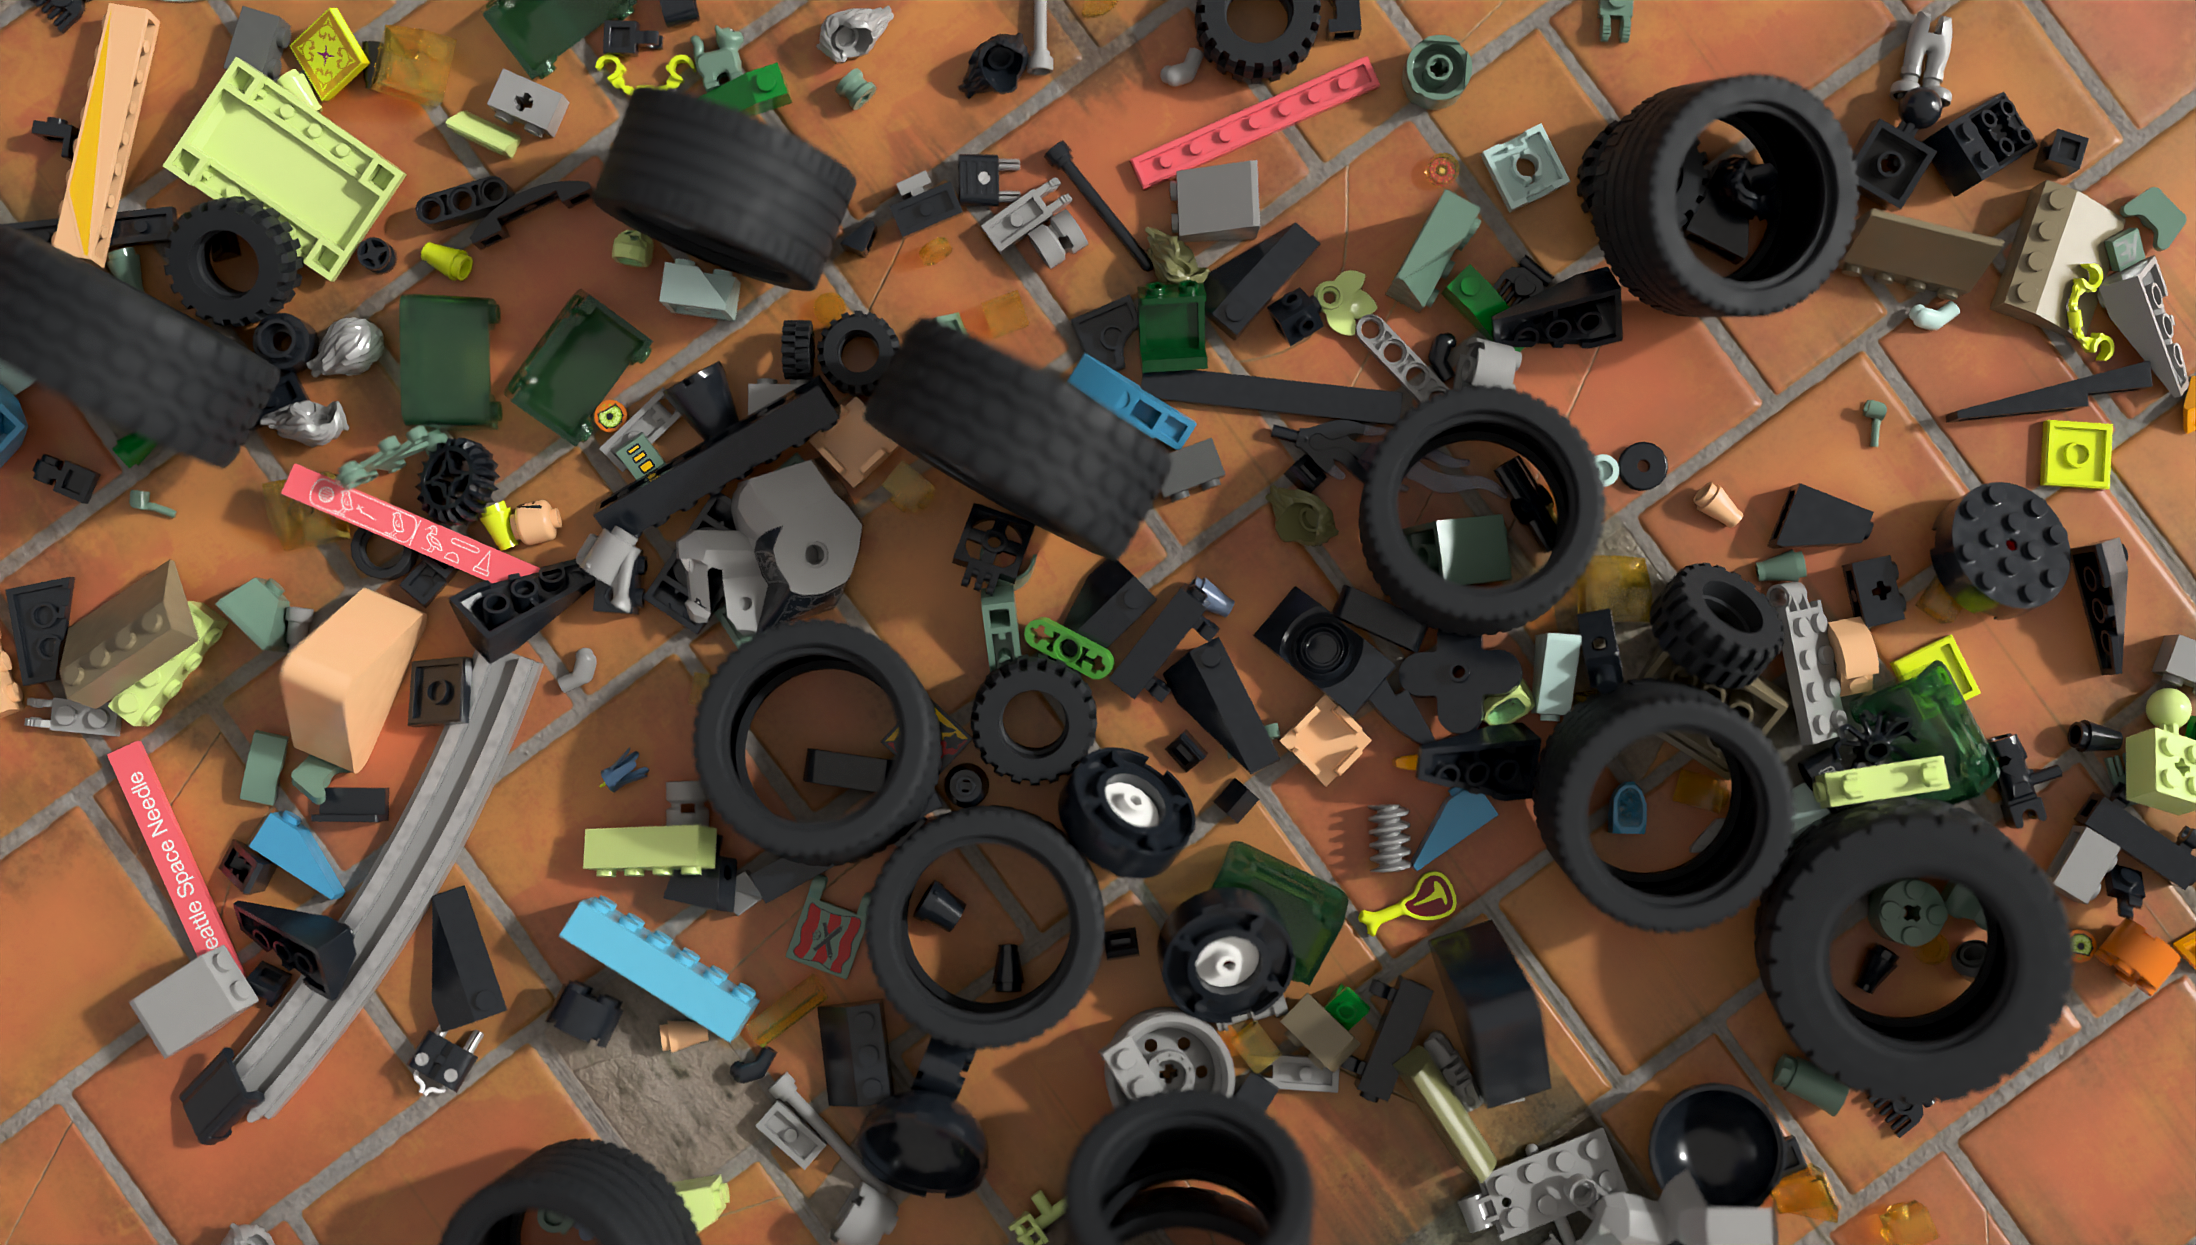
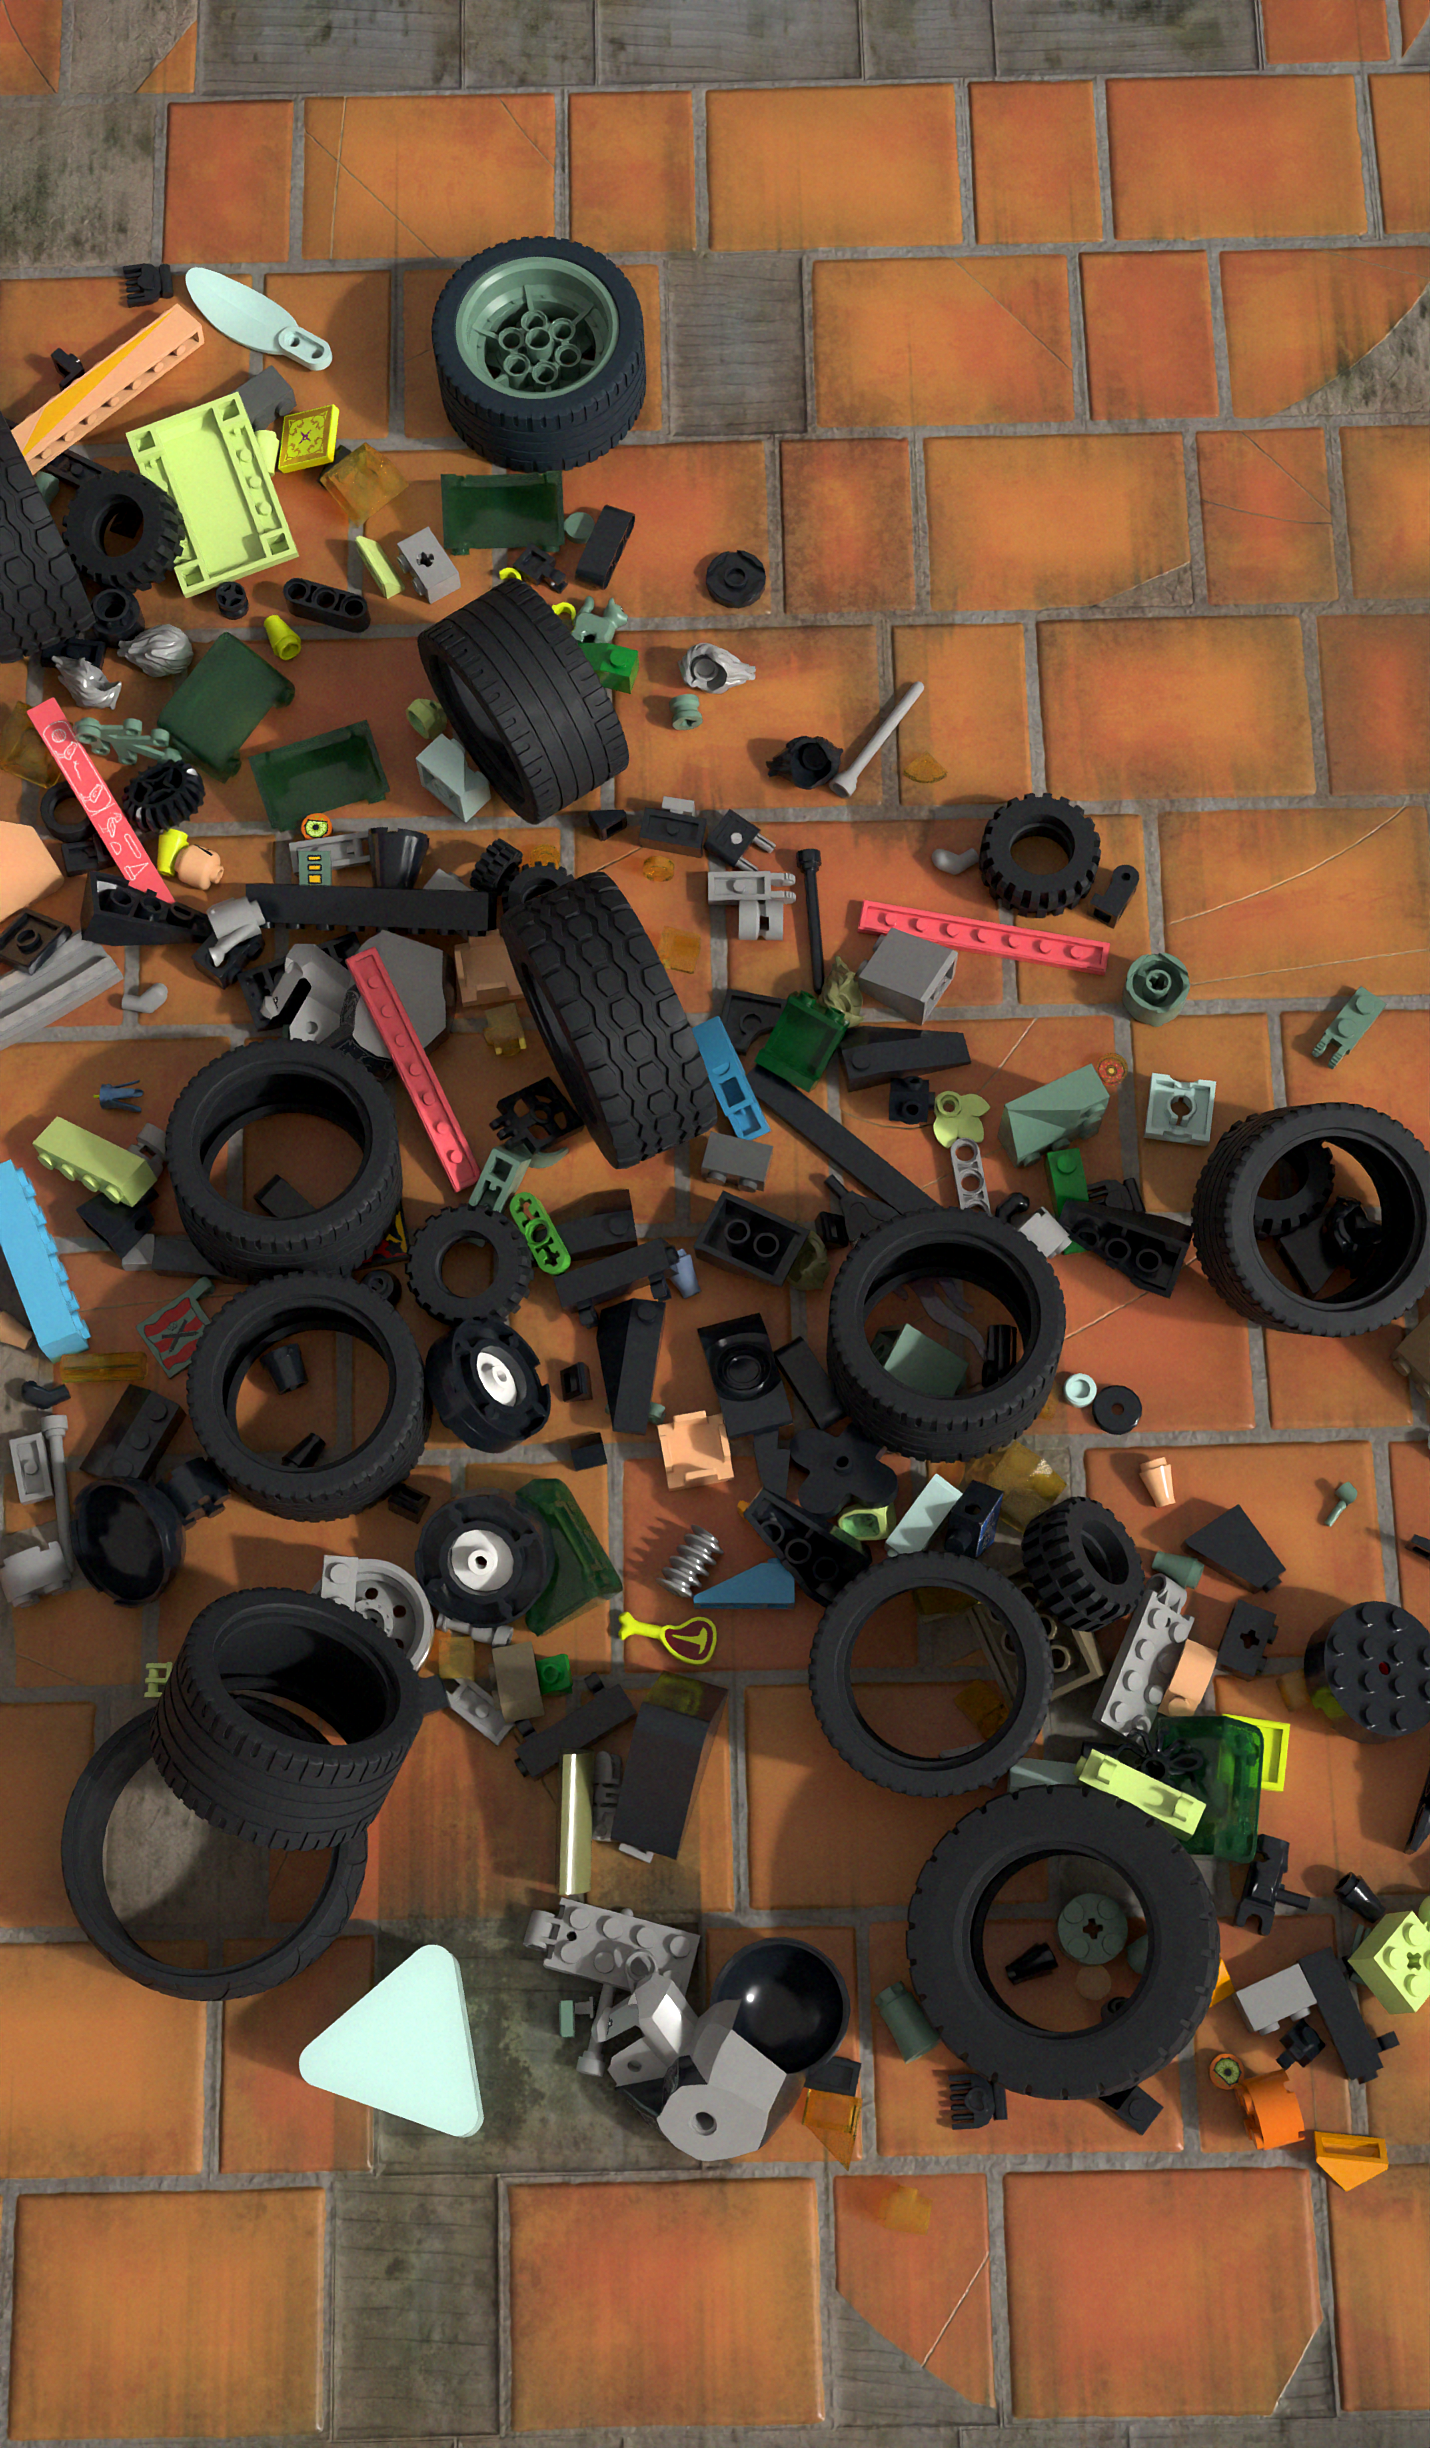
camera: 35 degrees right, 15 degrees down
(493, 228) = (334, 634): black slope -> none
(861, 580) = (414, 1069): none -> coral tile
(1253, 533) = (750, 1241): none -> black slope
(1627, 810) = (907, 1678): rock -> none

